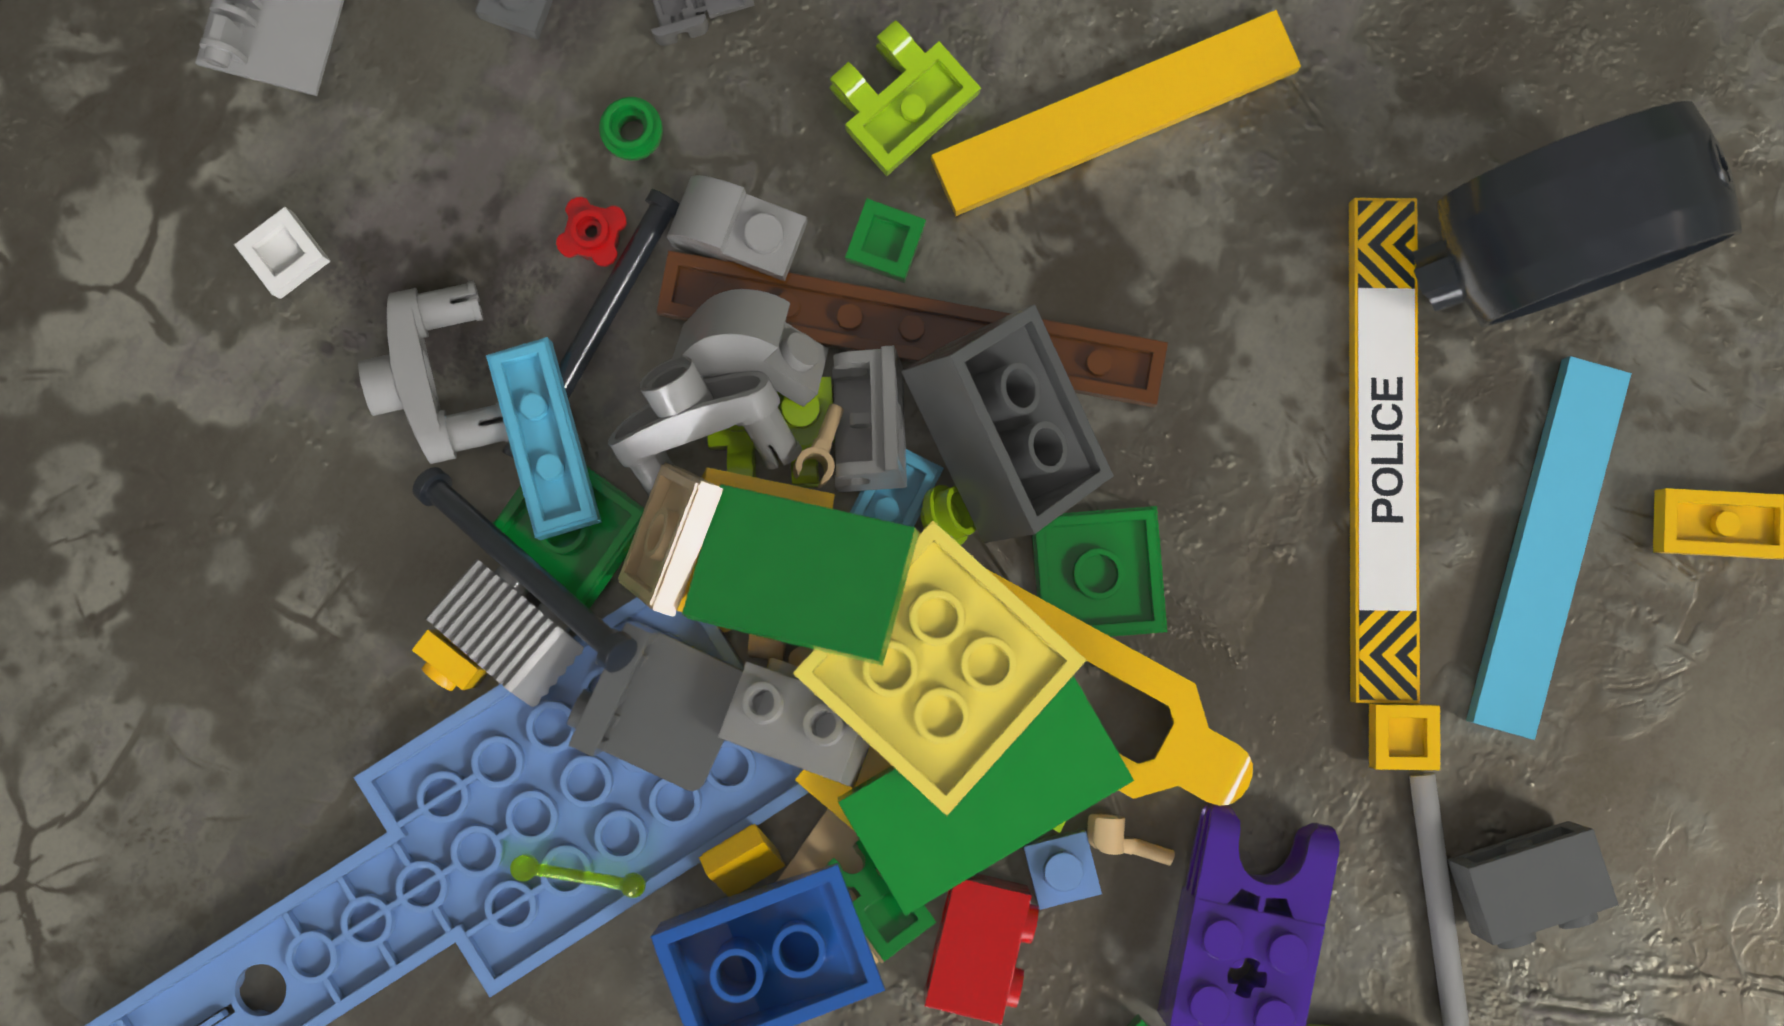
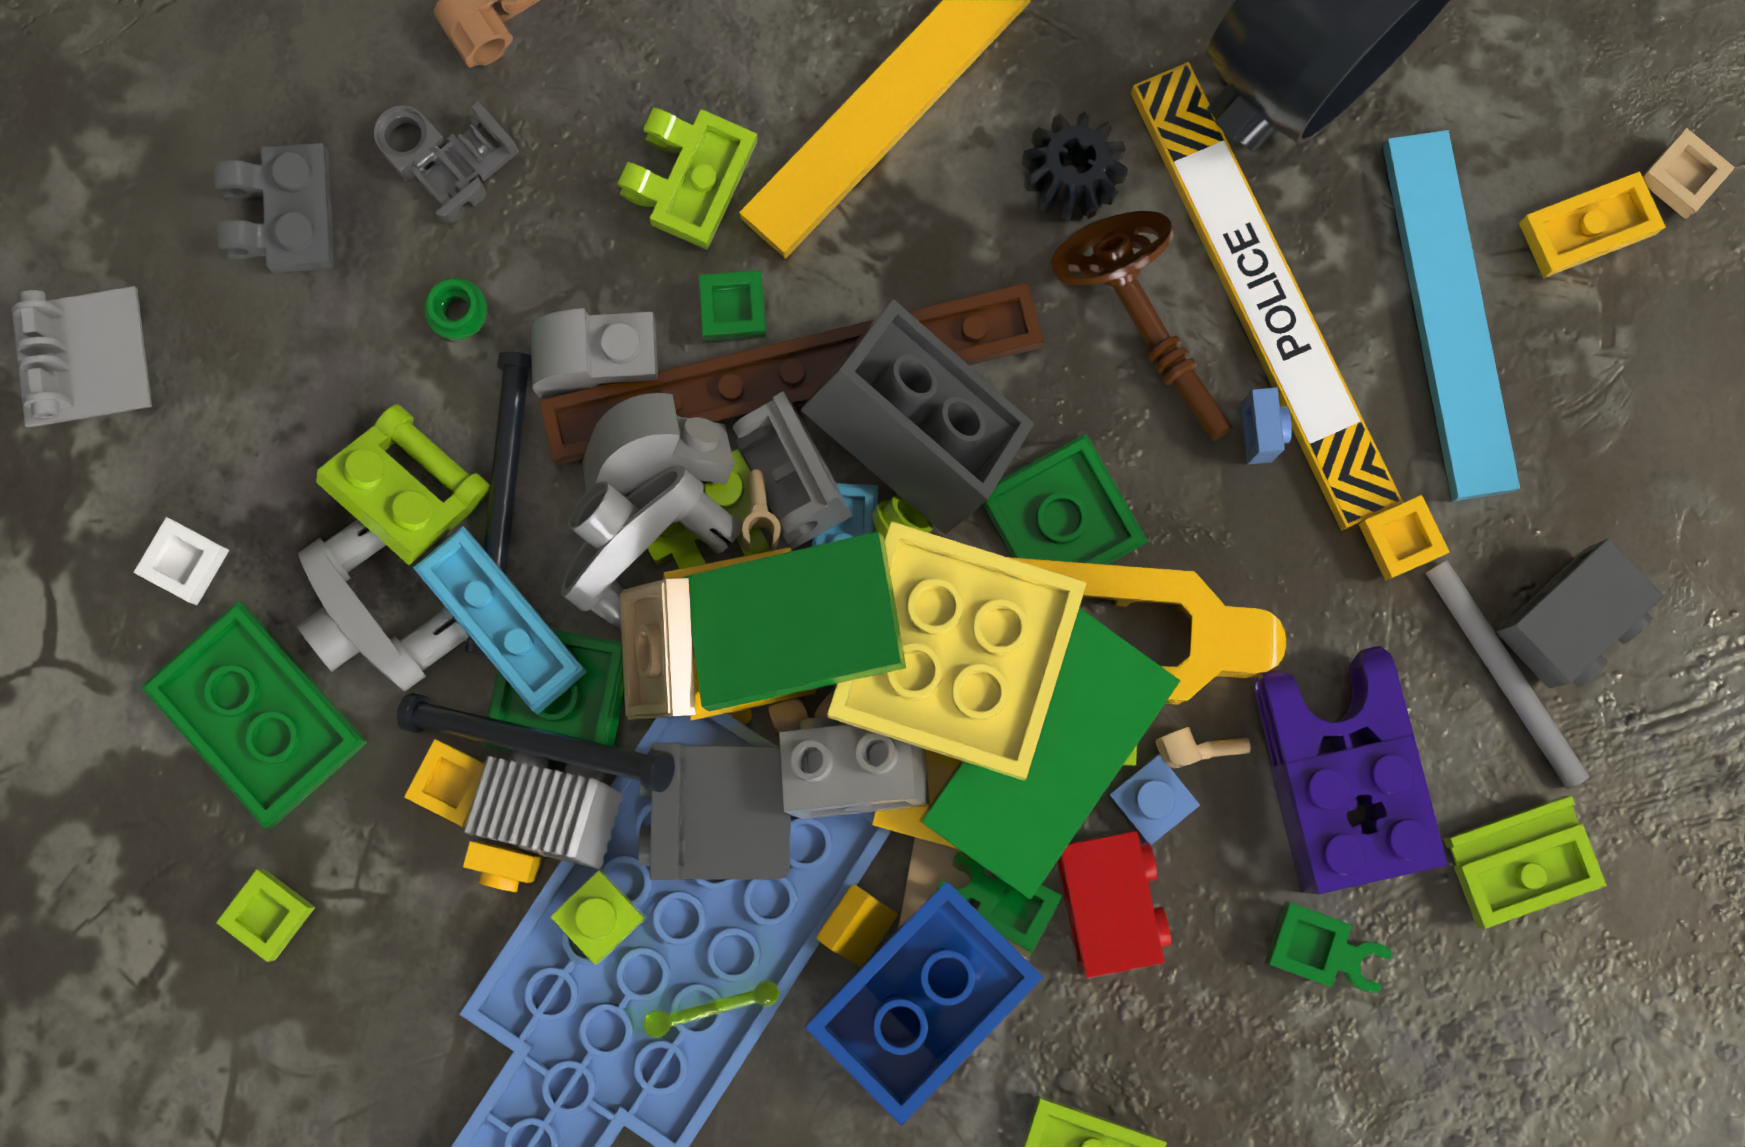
camera: 25 degrees left, 5 degrees down
(221, 609) = (265, 915): none -> lime plate
(289, 422) = (254, 715): none -> green tile
(433, 563) = (446, 782): none -> yellow plate
(492, 277) = (389, 497): none -> lime plate
(513, 749) = (598, 917): none -> lime plate
(600, 247) = (475, 427): red plate -> none
(1259, 368) = (1119, 267): none -> reddish brown dish
(1279, 237) = (1083, 148): none -> black gear
(1325, 575) = (1264, 425): none -> medium blue plate

